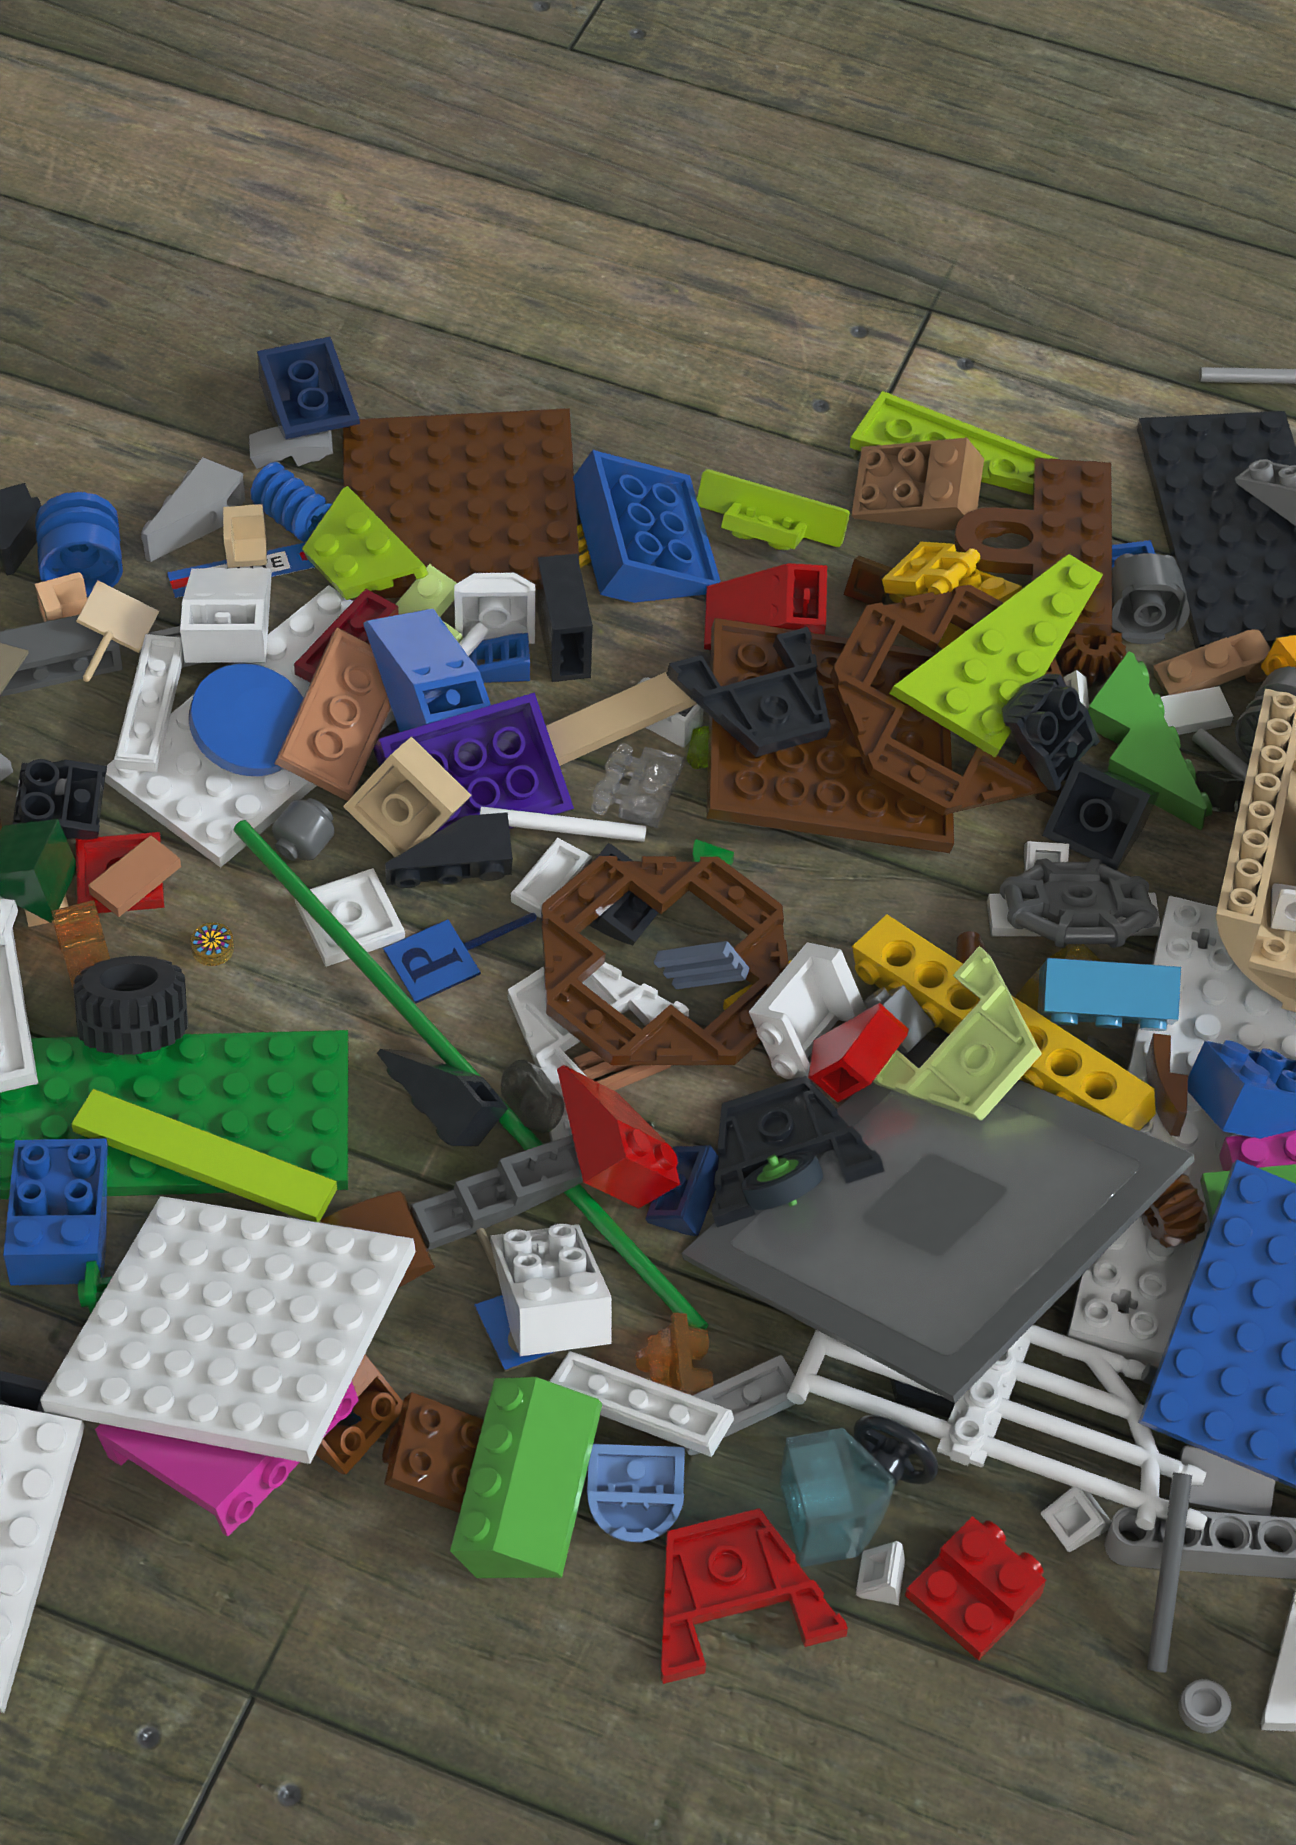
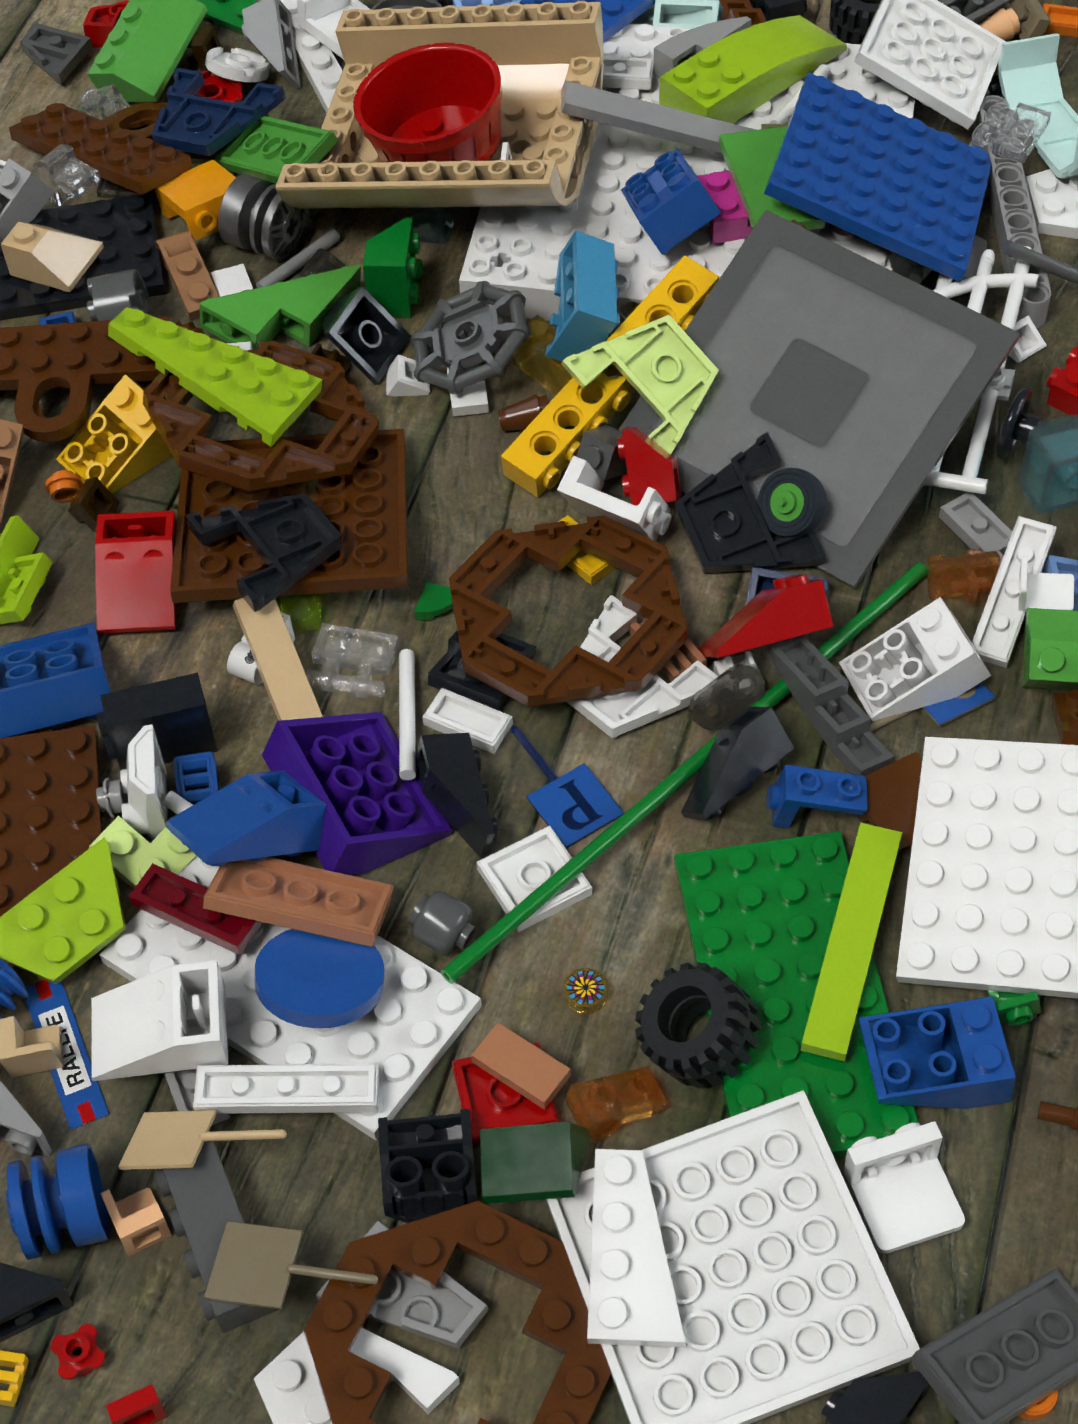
camera: 90 degrees left, 0 degrees up
(386, 1157) = (817, 790): none -> blue bracket
(407, 799) = (414, 818): tan slope -> none
(621, 1415) = (1044, 589): none -> white bracket
(702, 965) = (572, 579): sand blue tile -> none
(896, 553) = (63, 485): none -> orange plate
(931, 567) = (93, 456): yellow plate -> none
(1050, 727) = (297, 346): black slope -> none
(1169, 1088) = (652, 265): reddish brown slope -> none
(1192, 837) = (392, 268): none -> green slope
(1234, 535) = (48, 255): none -> tan slope

